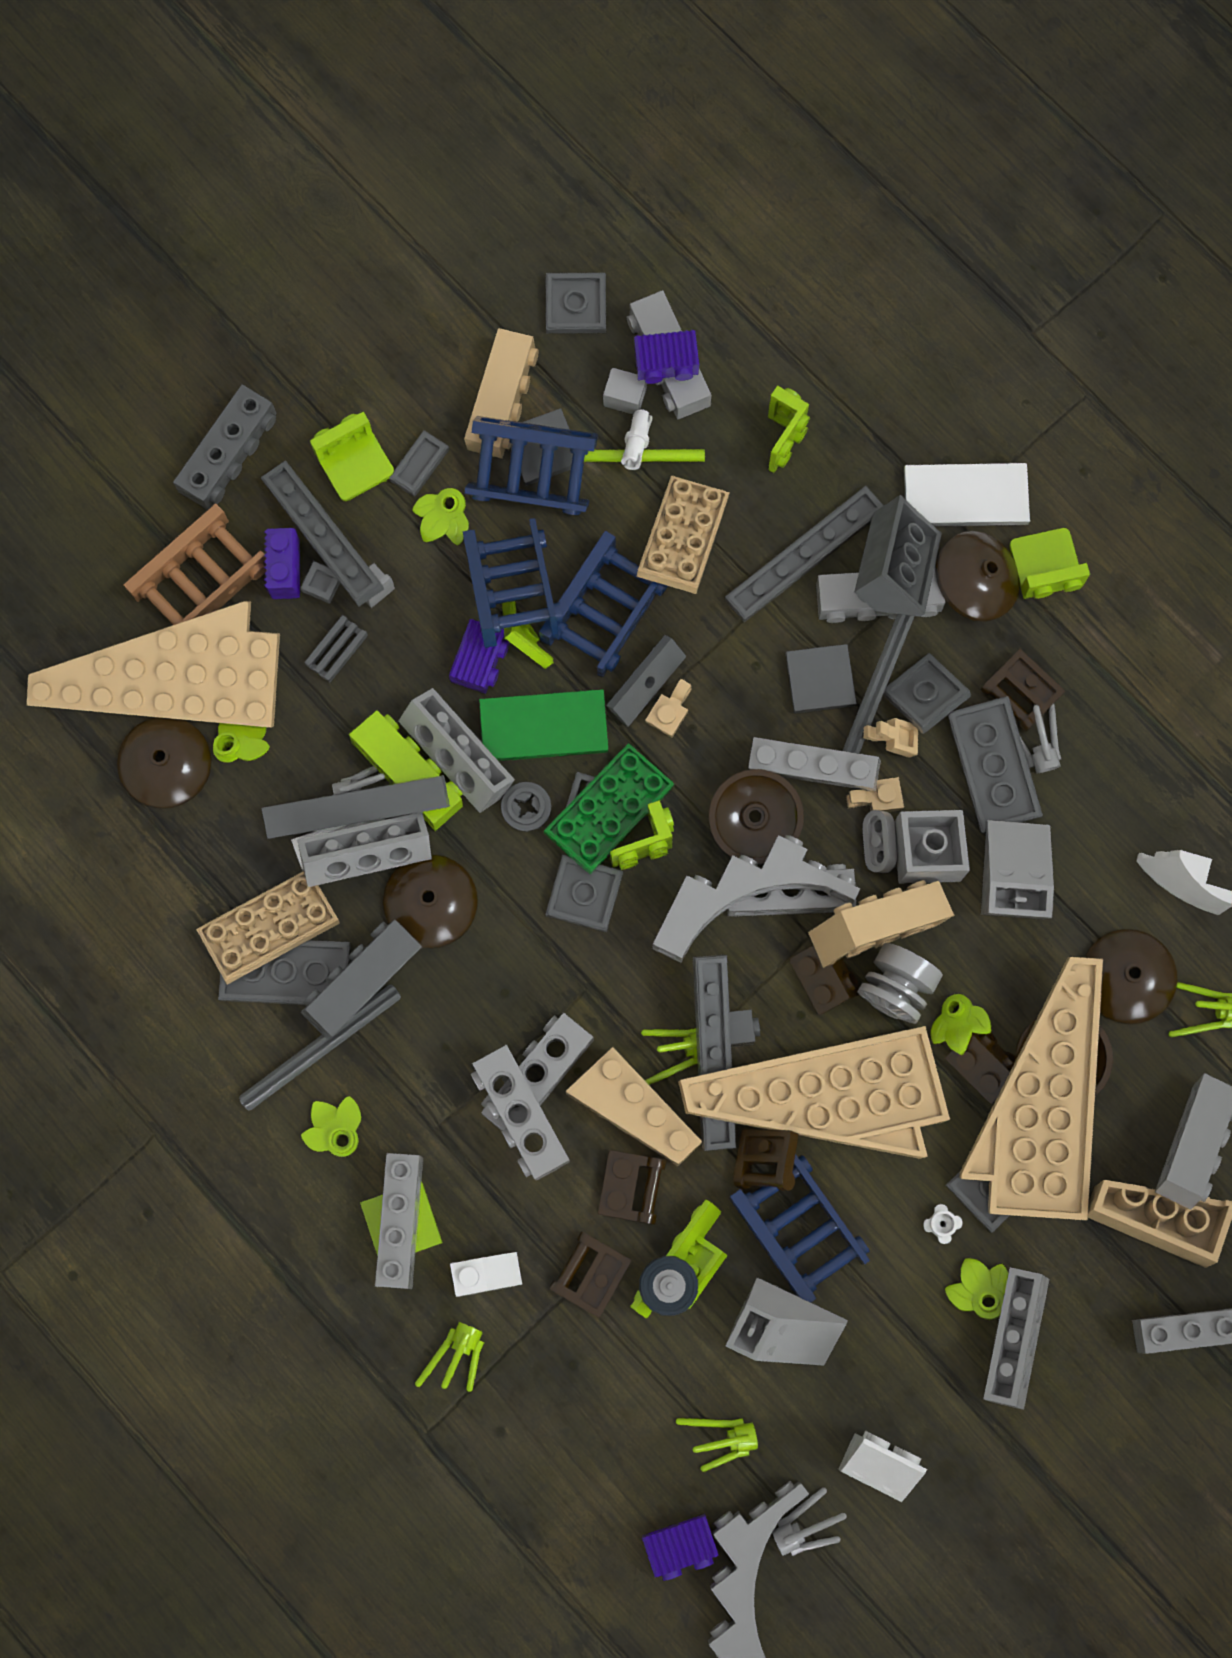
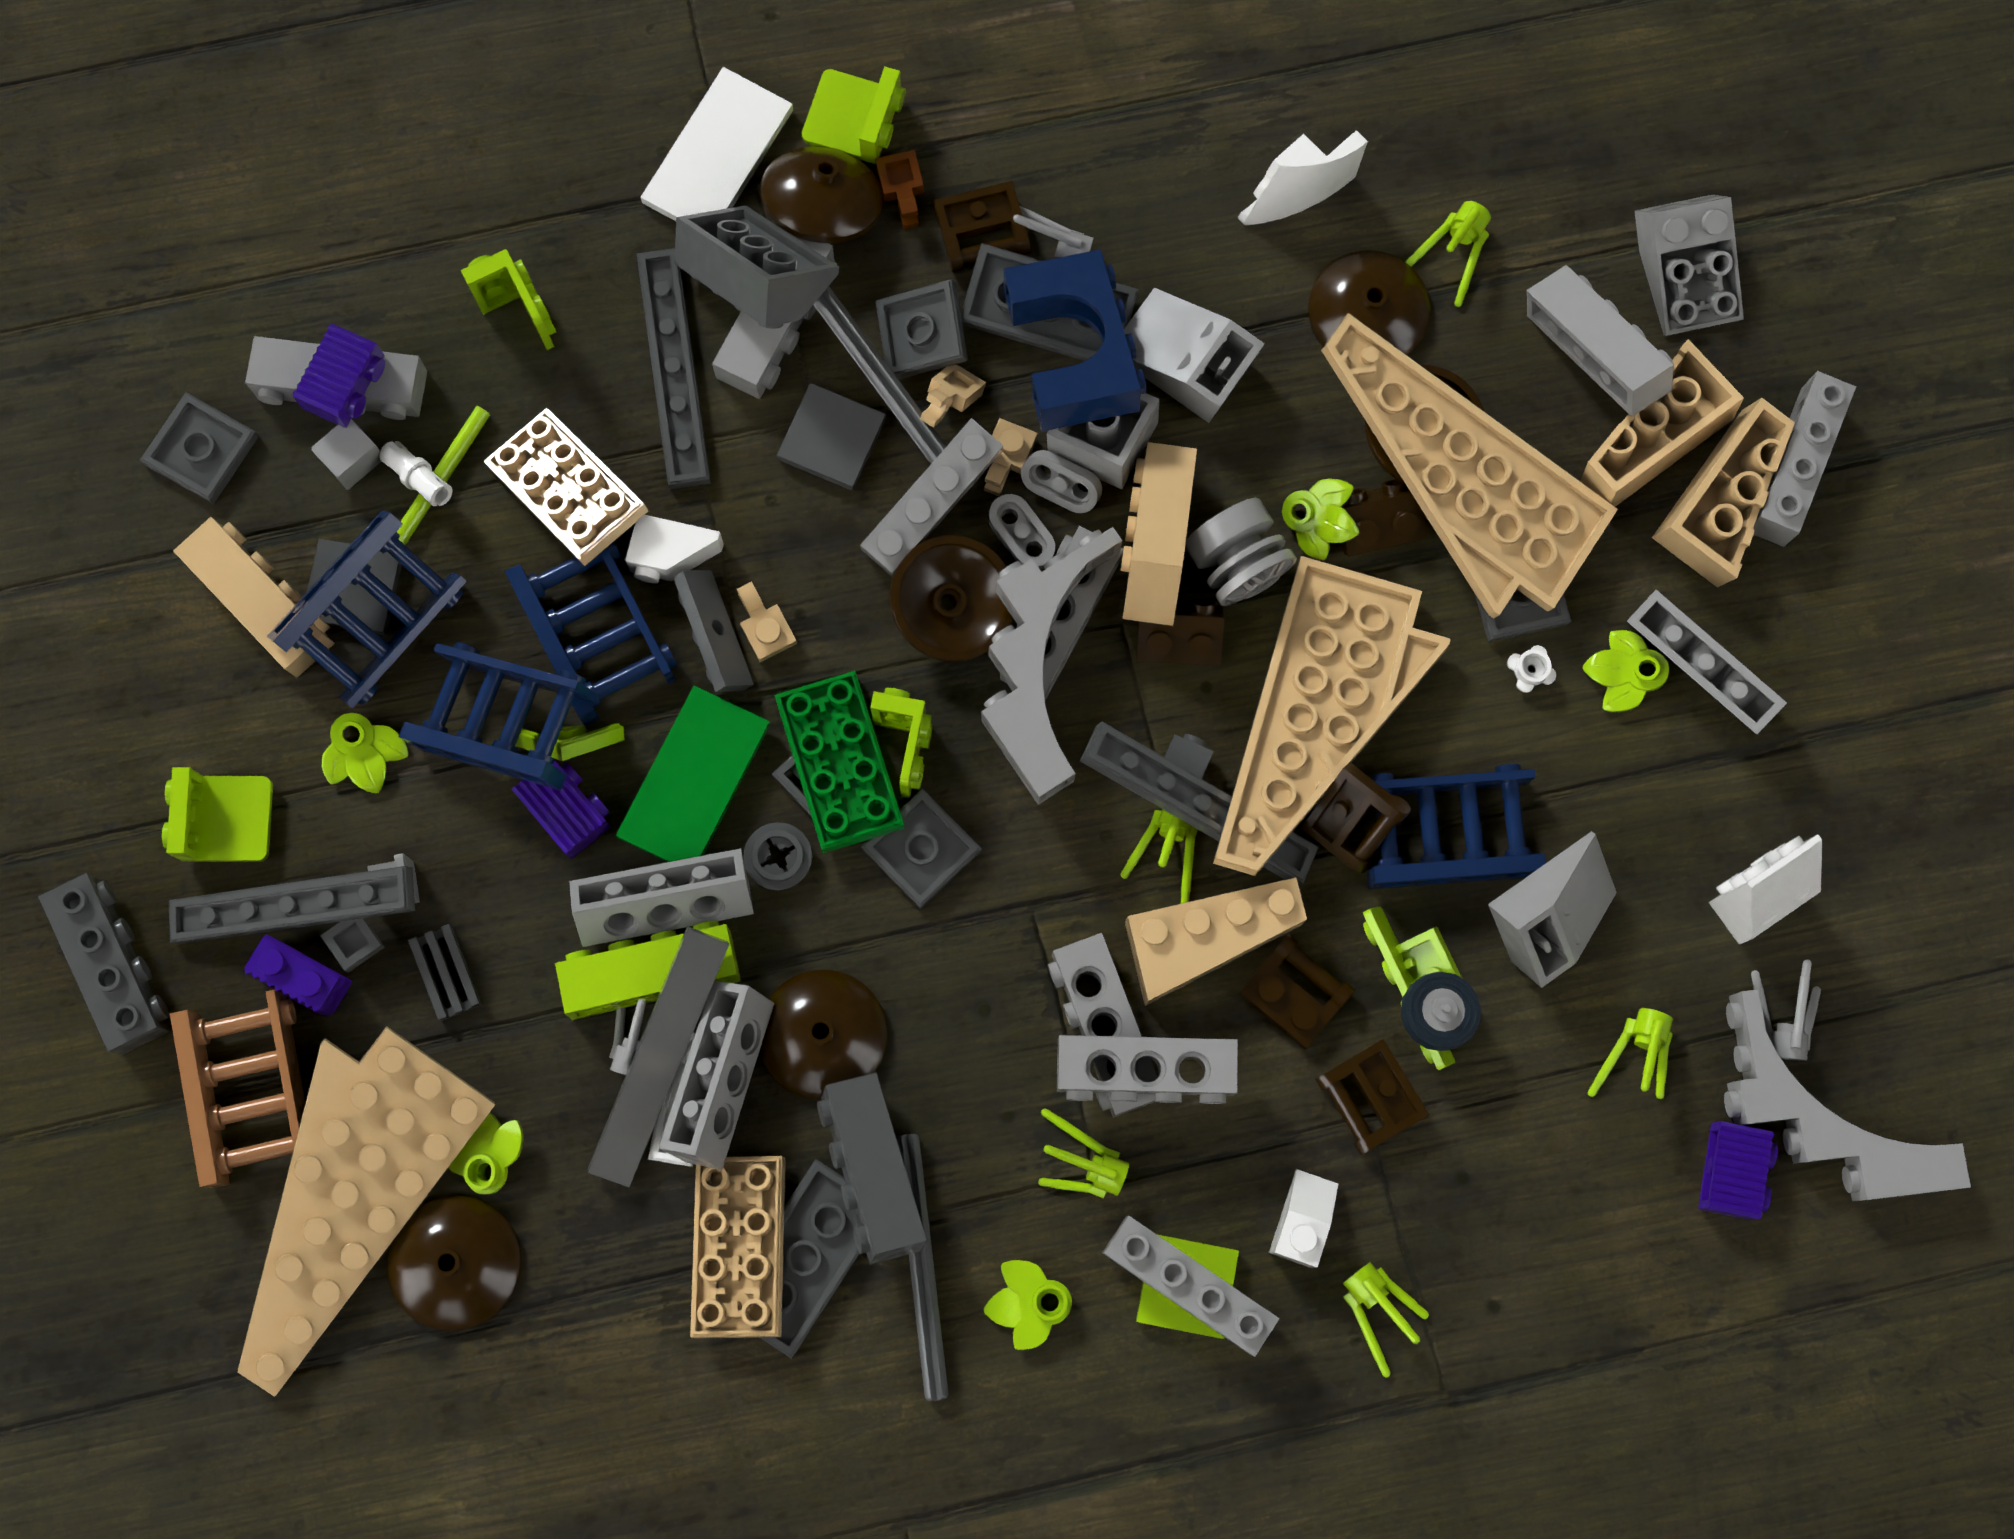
camera: 65 degrees left, 0 degrees up
(419, 463) = (277, 743): dark grey tile -> none
(443, 1128) = (1105, 1172): none -> lime plant
(682, 621) = (667, 547): none -> white slope
(830, 837) = (1022, 534): none -> light grey plate
(957, 828) = (1083, 290): none -> dark blue arch
(1020, 620) = (901, 180): none -> reddish brown plate
(1138, 1290) = (1722, 502): none -> tan wedge

